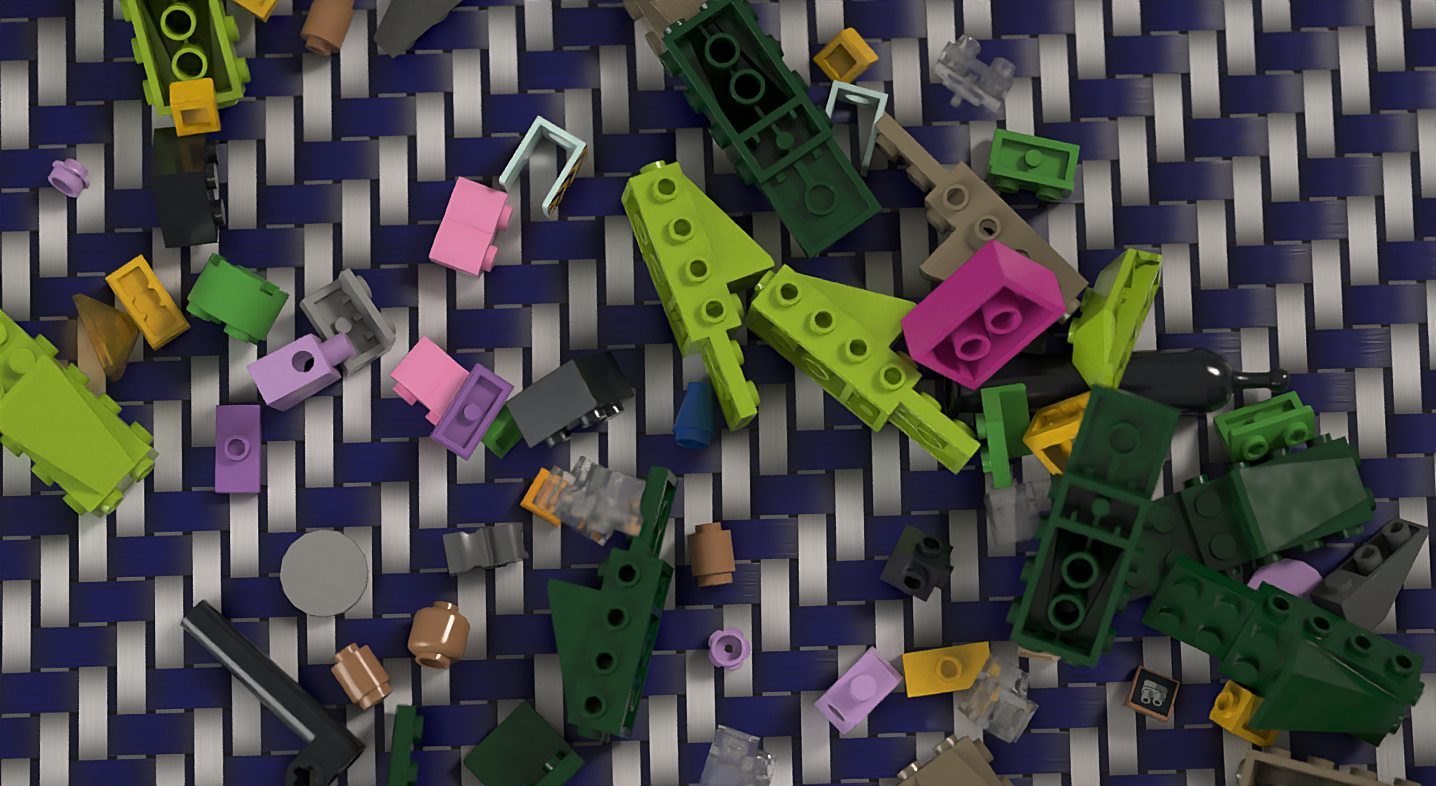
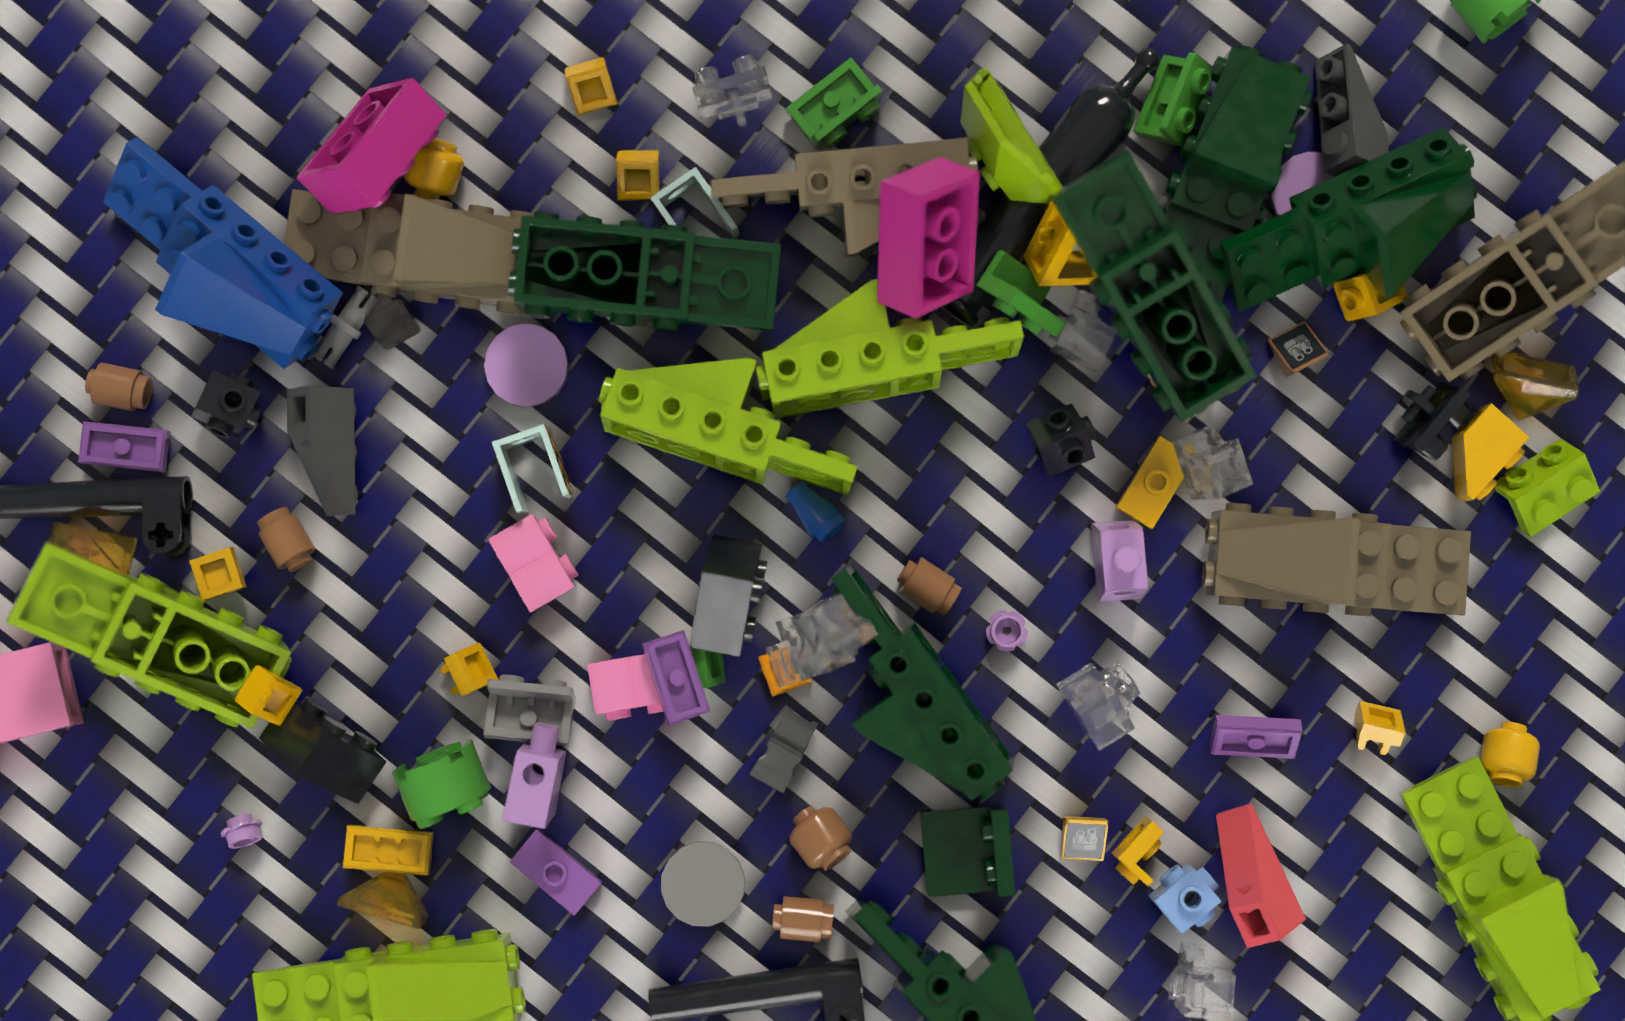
camera: 45 degrees left, 5 degrees up
(343, 247) = (469, 669): none -> yellow tile
(621, 95) = (526, 365): none -> lavender tile

